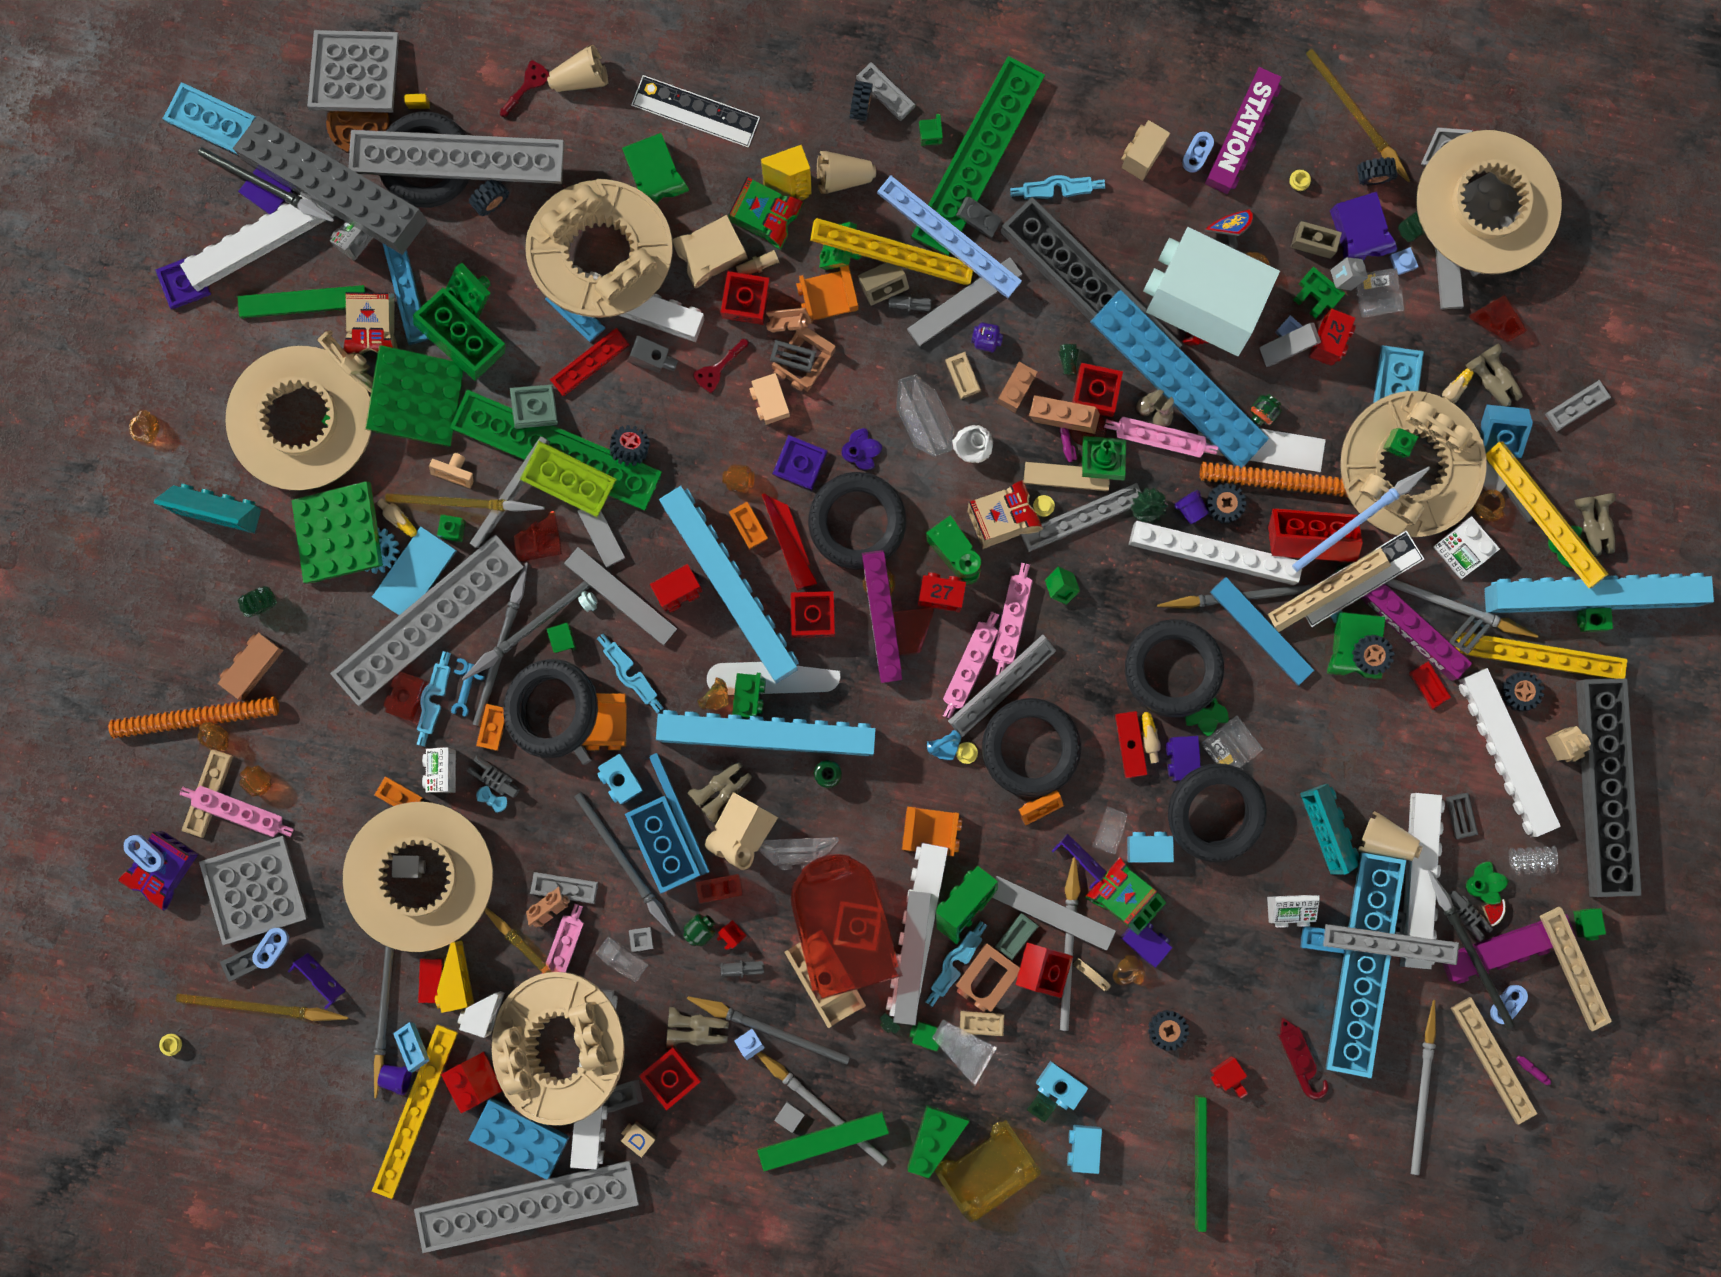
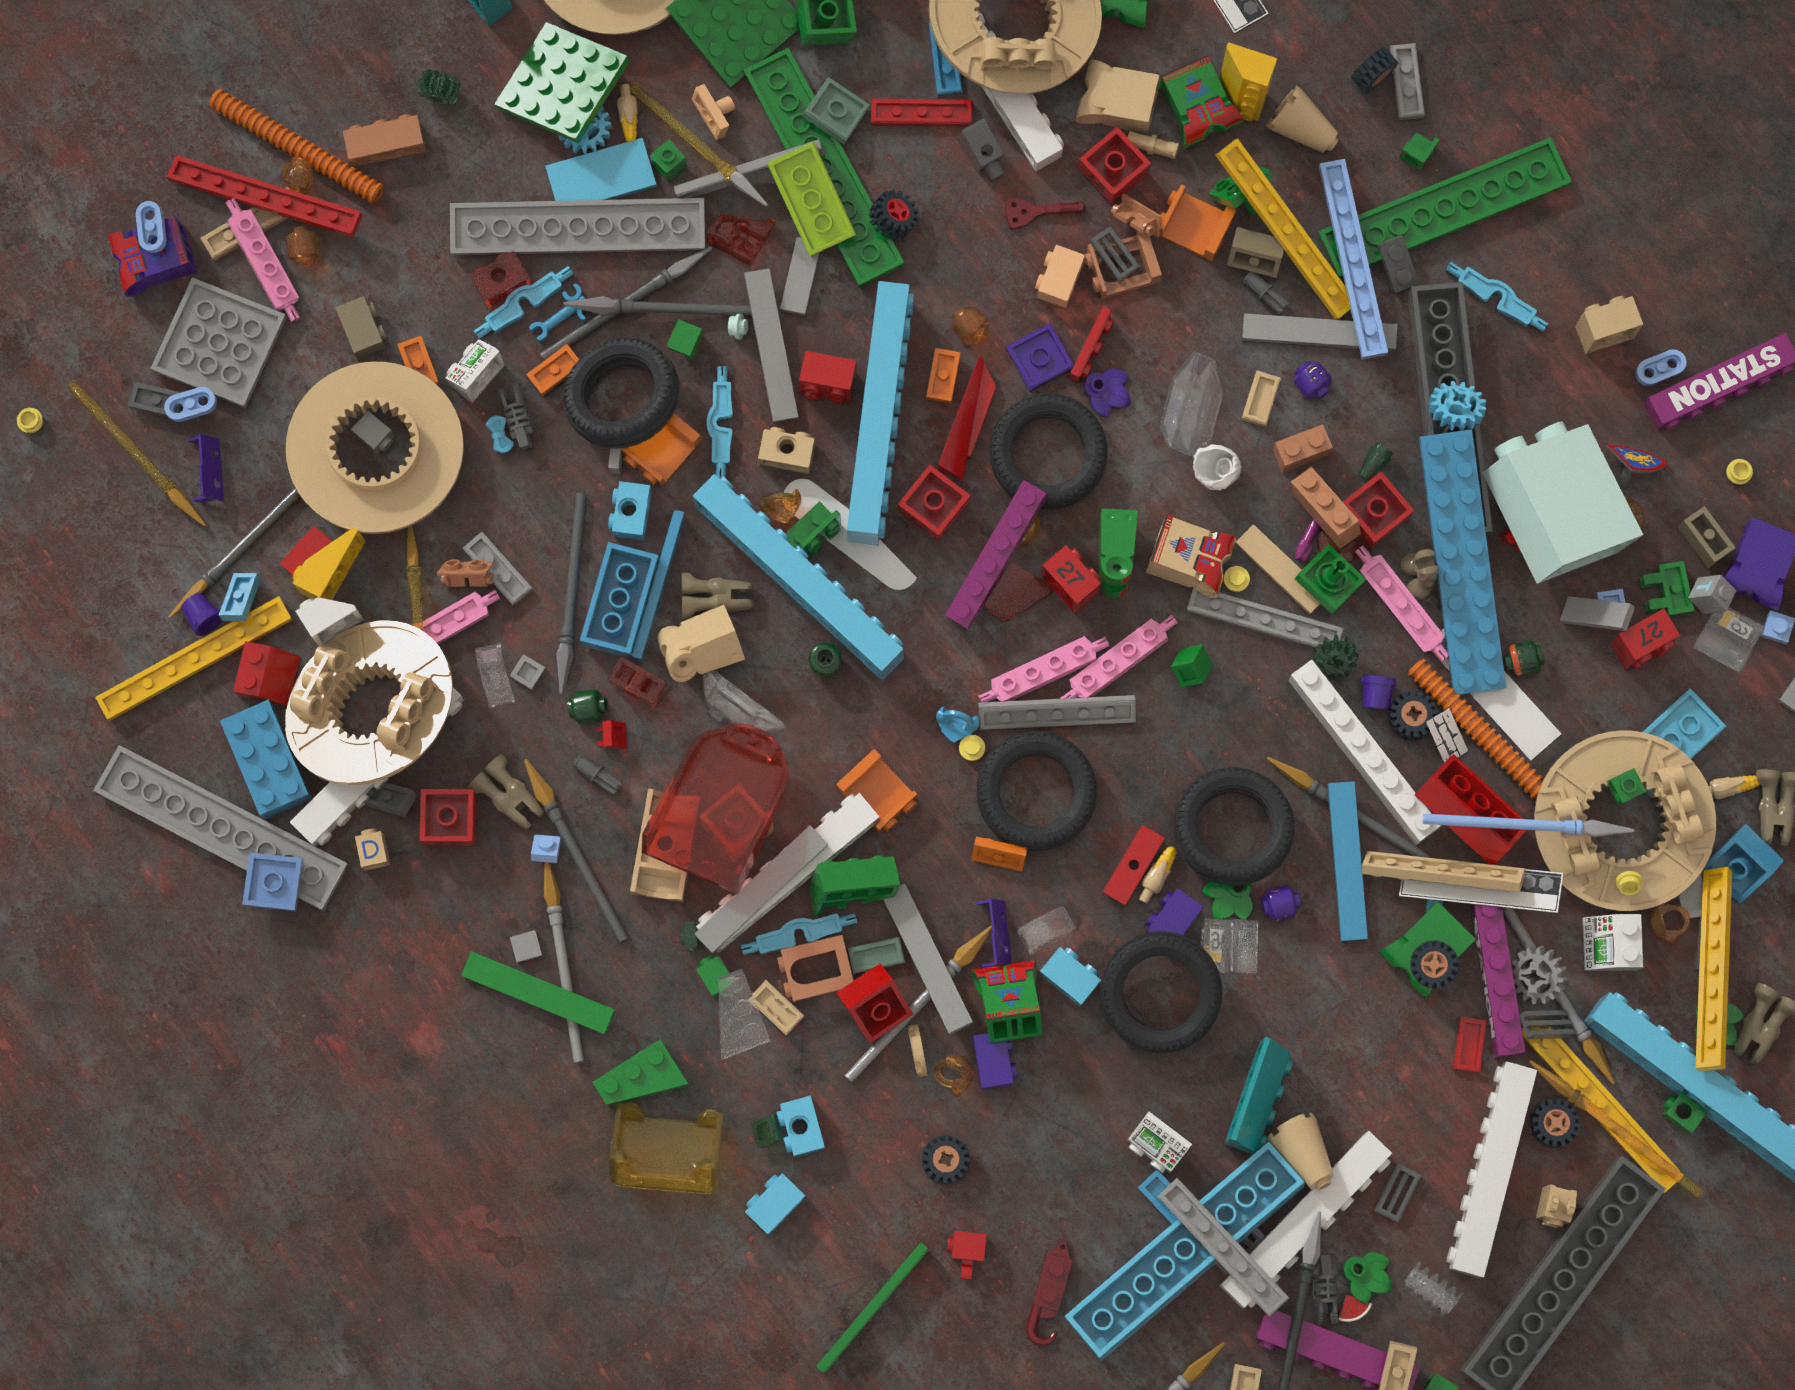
camera: 45 degrees right, 5 degrees down
(201, 769) = (264, 196): none -> red plate
(340, 803) = (361, 328): none -> dark tan brick
(592, 1215) = (272, 882): none -> medium blue plate
(681, 668) = (798, 460): none -> tan brick
(828, 428) = (1092, 345): none -> red tile
(1097, 281) = (1457, 406): none -> medium azure gear
(1241, 692) = (1280, 903): none -> dark purple head
(1258, 499) = (1446, 735): none -> white sticker
(1439, 604) = (1546, 967): none -> light grey gear
(1449, 502) = (1629, 882): none -> light yellow plate
(1529, 665) = (1582, 1102): none -> clear yellow piece

